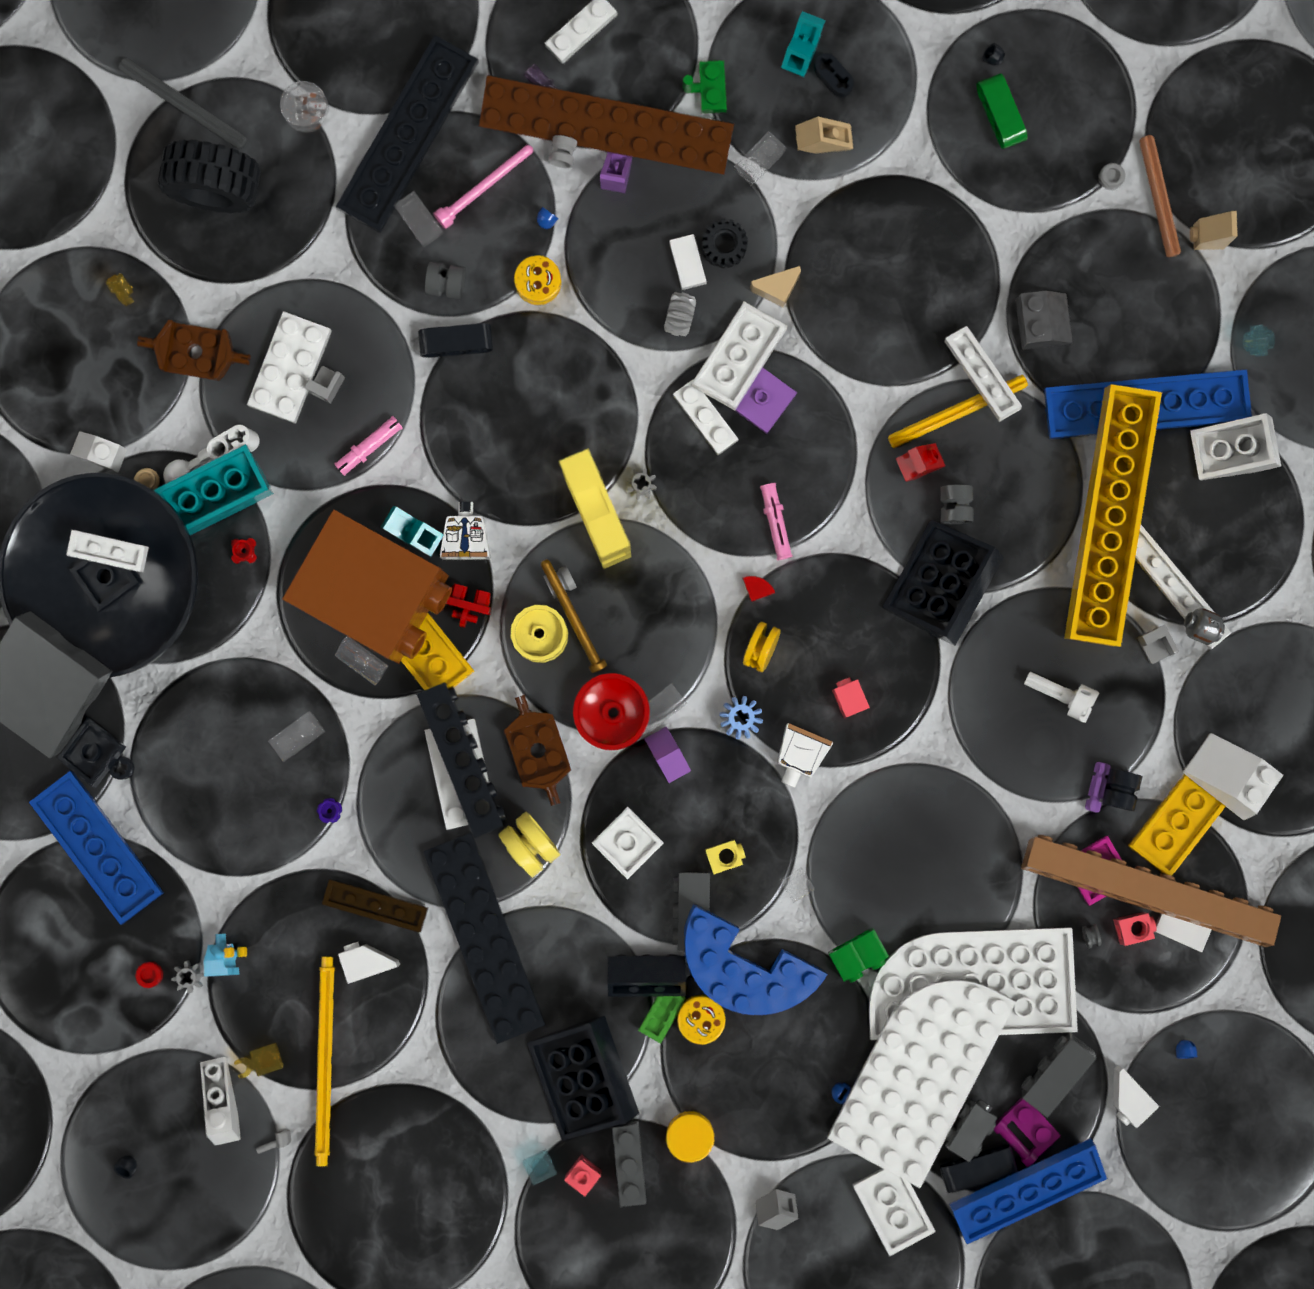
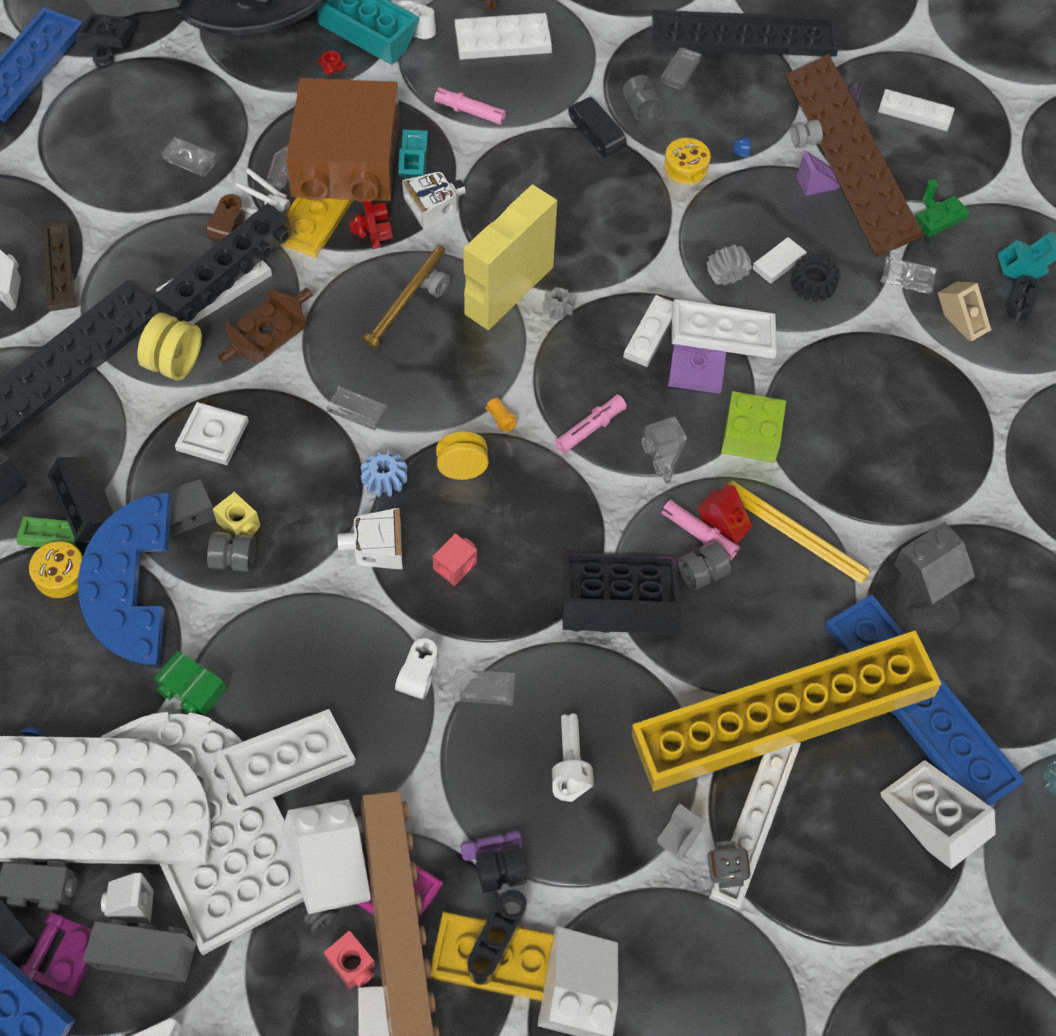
camera: 60 degrees right, 25 degrees down
(322, 810) = (132, 201): dark purple plate -> none
(325, 384) = (502, 63): light grey panel -> none
(403, 683) = (277, 200): none -> white plant
(403, 738) = (226, 217): none -> reddish brown piece
(447, 214) = (697, 82): bright pink piece -> none
(531, 621) = (373, 279): light yellow wheel -> none
(593, 708) = (331, 361): red dish -> none
(667, 754) = (314, 431): medium lavender slope -> none
(729, 591) = (505, 420): none -> light orange pin
(757, 587) = (518, 437): red tile -> none
(757, 874) = (233, 552): none -> dark grey wheel
(776, 286) = (808, 332): tan slope -> none
(797, 884) = (240, 599): clear tile -> none
(832, 471) = (666, 445): none -> clear slope
(850, 389) = (753, 427): none -> lime brick
(929, 484) = (698, 528): none -> bright pink pin
(936, 776) = (417, 672): none -> white piece
(961, 909) = (284, 759): none -> white plate
(971, 730) = (484, 687): none -> clear plate
(983, 373) = (845, 530): white plate -> none
(1015, 1069) = (128, 899): none -> white slope
(1055, 912) = (327, 855): none -> white slope
(1184, 823) = (497, 921): none -> black beam

